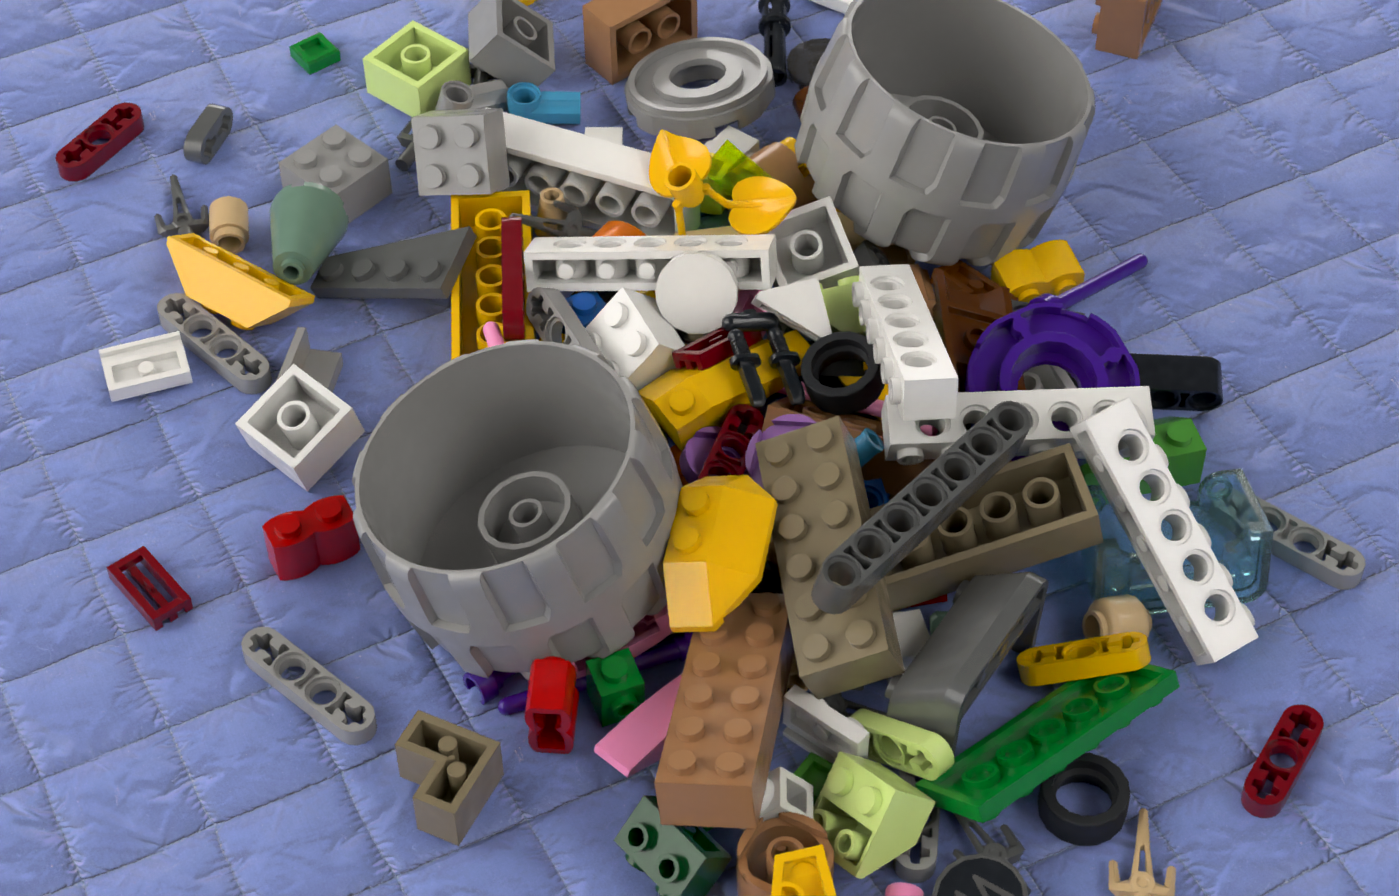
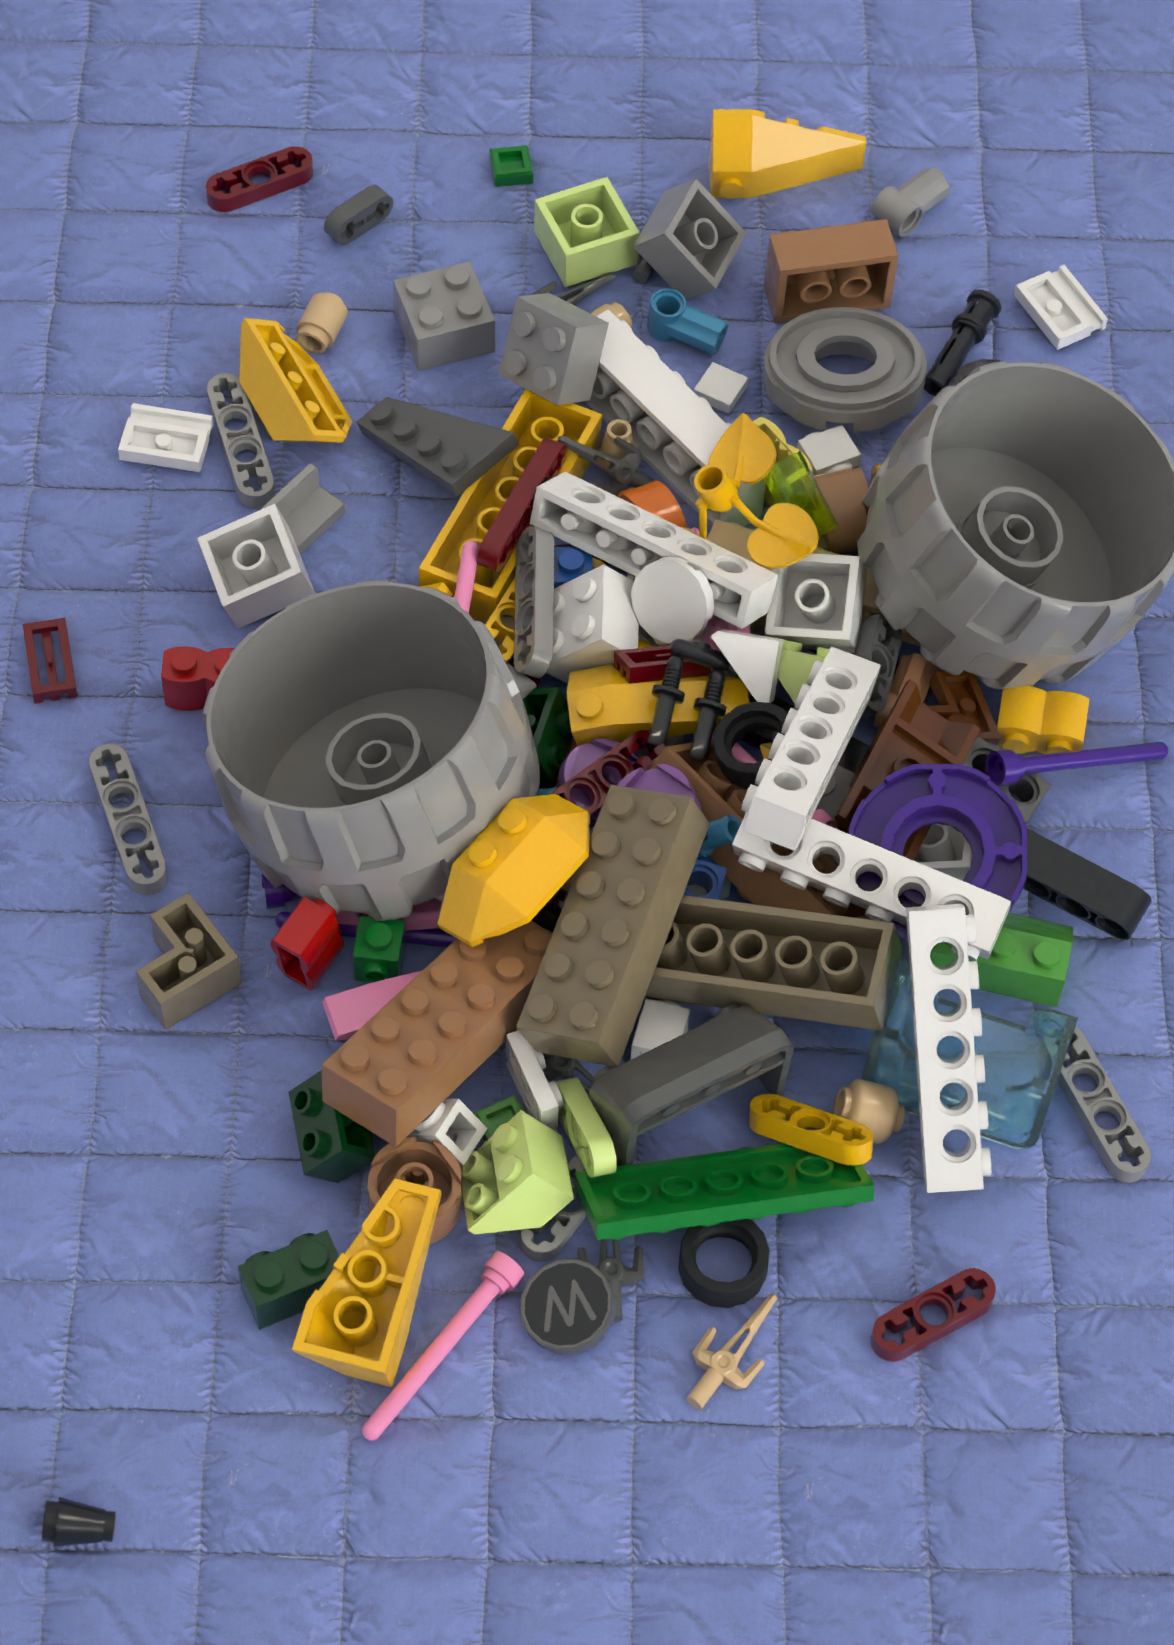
camera: 25 degrees right, 10 degrees up
(182, 222) = (285, 301): dark grey piece -> none
(305, 230) = (374, 365): sand green cone -> none
(460, 96) = (615, 285): light grey piece -> none
(920, 507) = (694, 937): dark grey beam -> none

